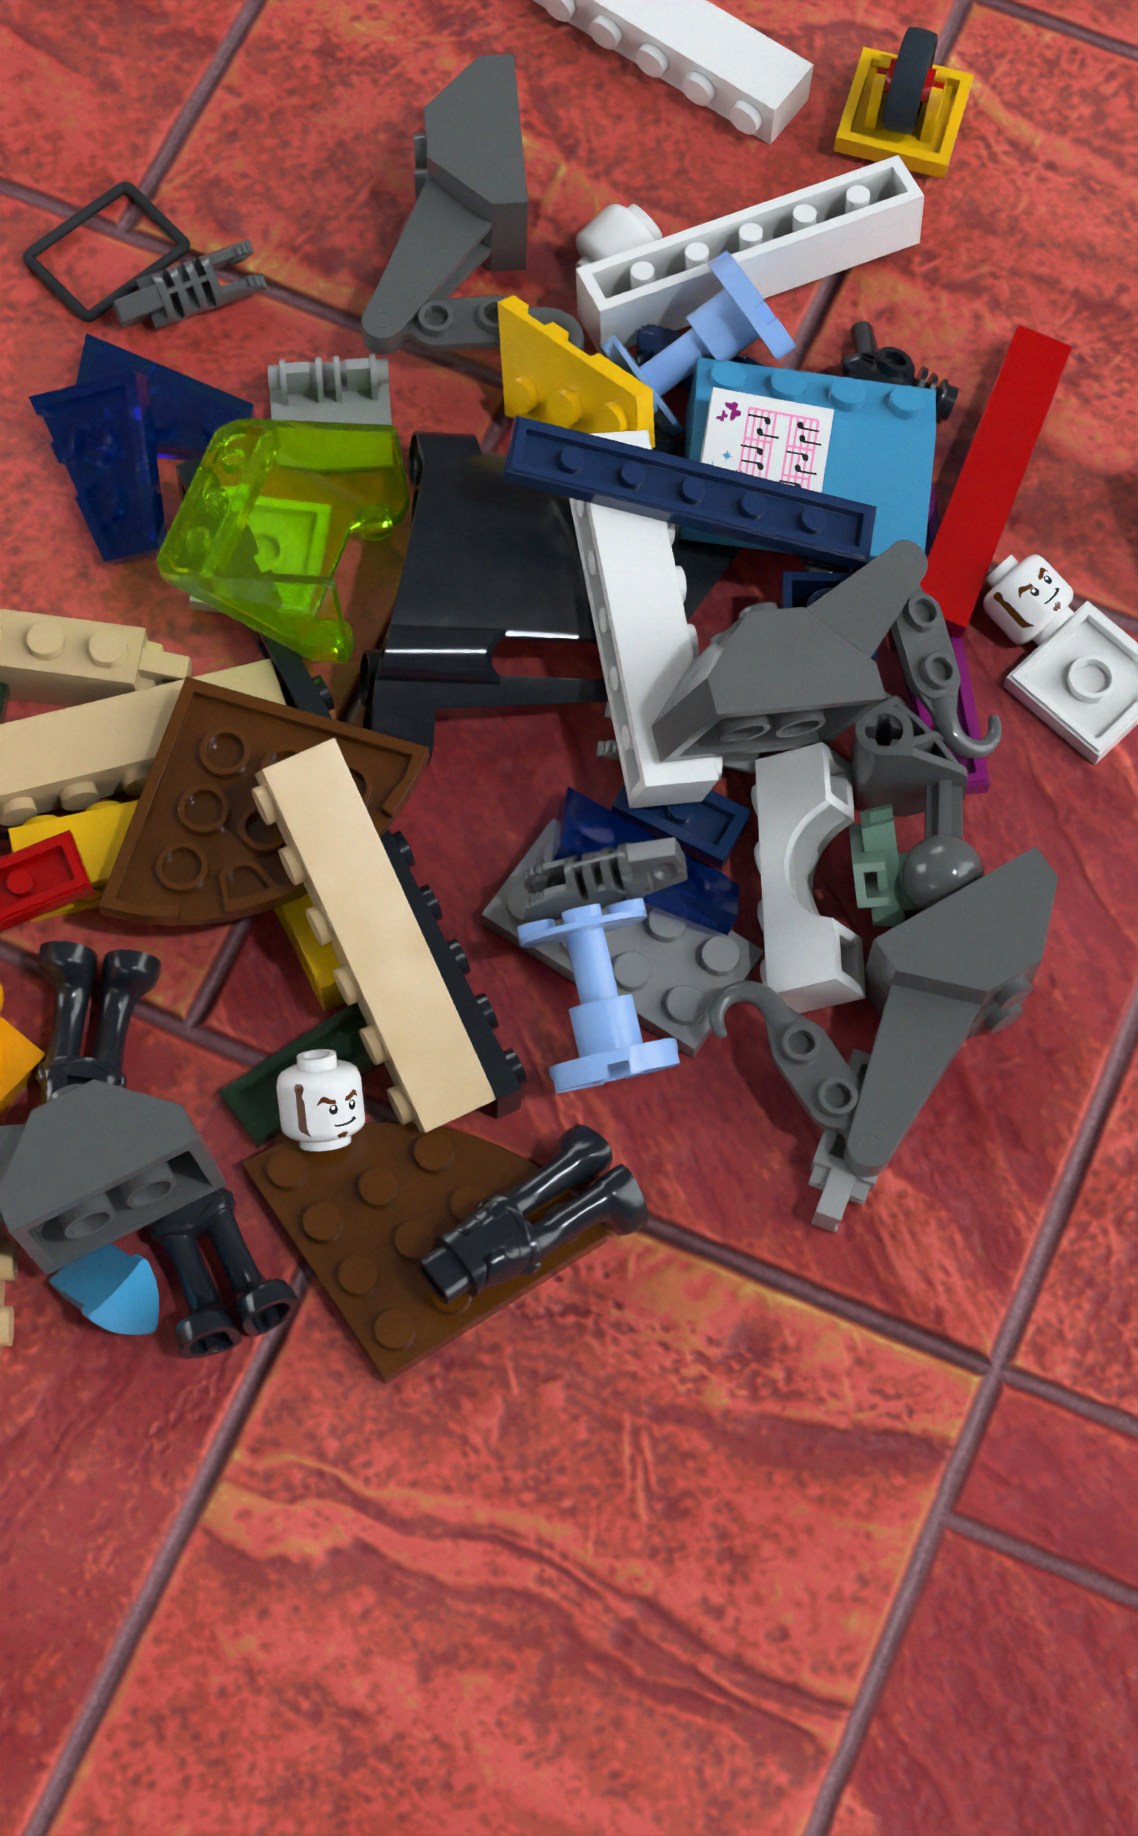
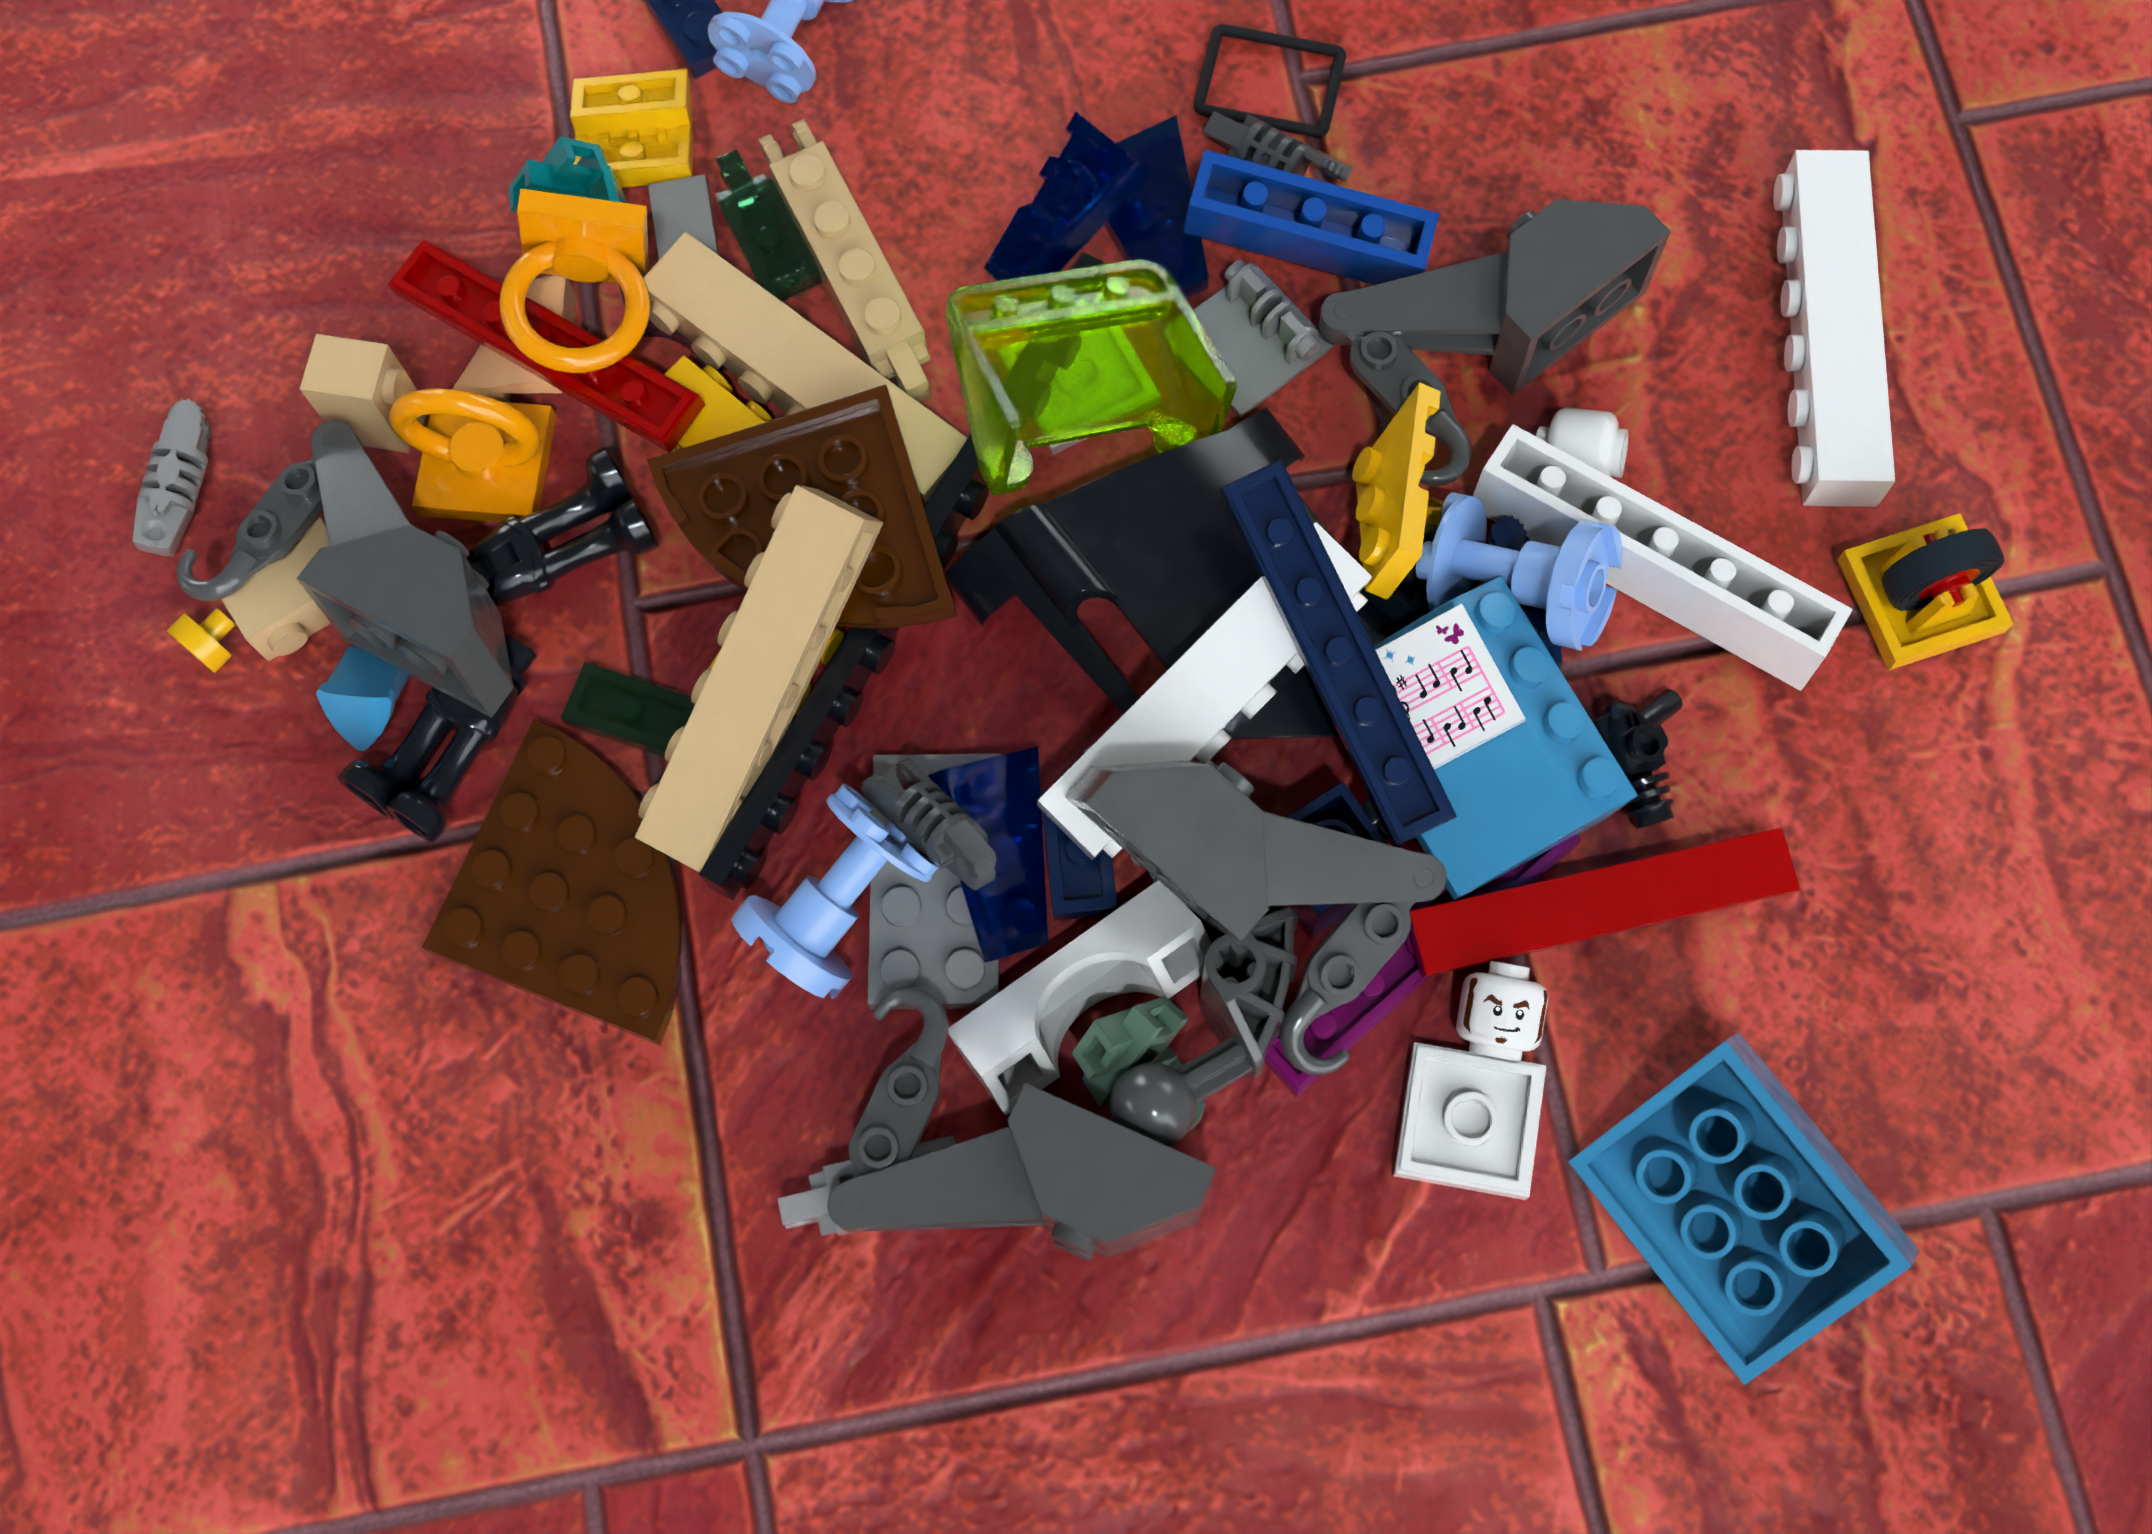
camera: 65 degrees right, 5 degrees up
(278, 296) = (1308, 221): none -> blue brick
(320, 1100) = (608, 739): white head -> none
(501, 1244) = (570, 957): black piece -> none

